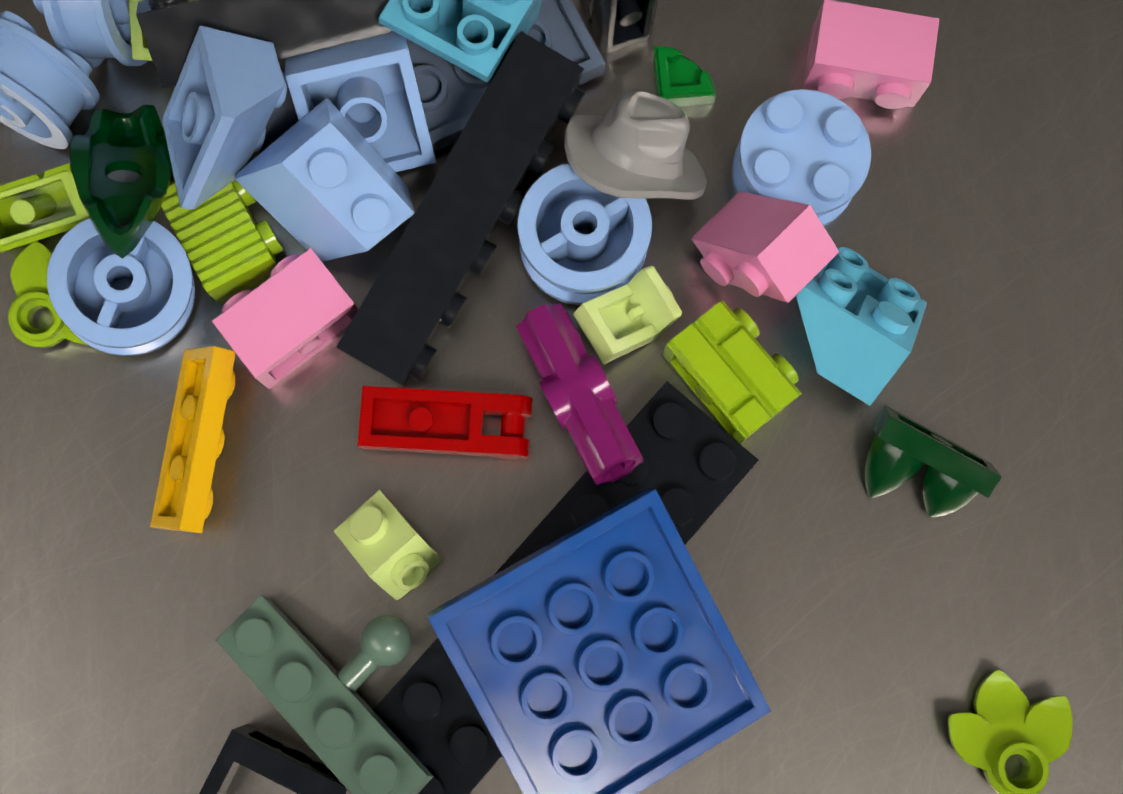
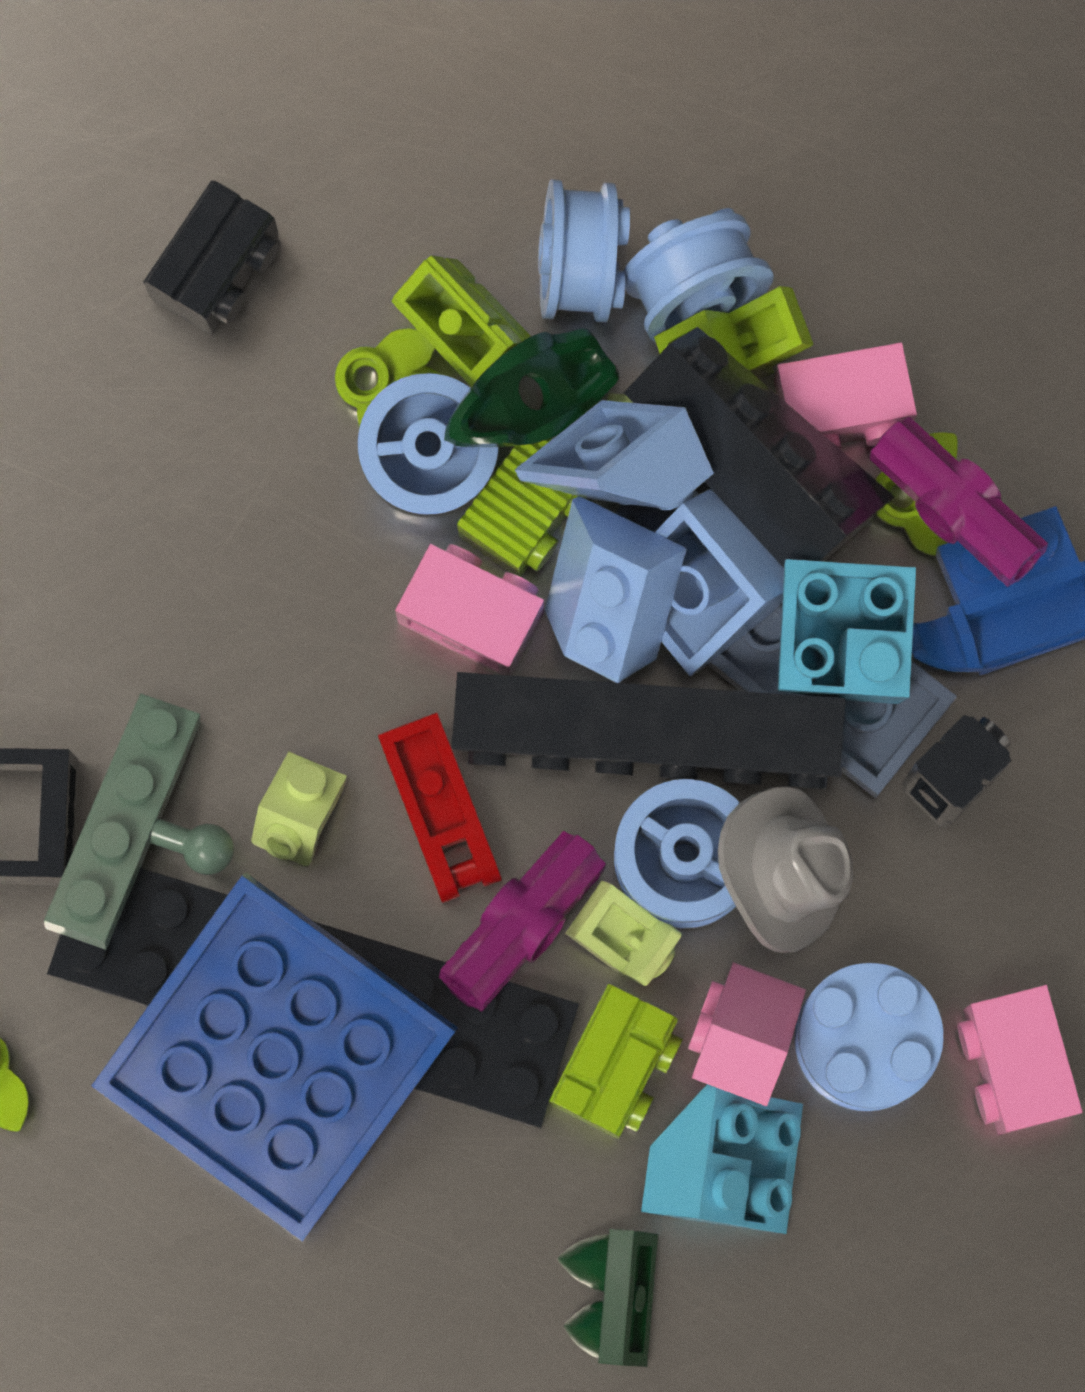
camera: 70 degrees right, 0 degrees up
(194, 440) = (314, 580): yellow plate -> none
(681, 79) = (906, 878): green tile -> none

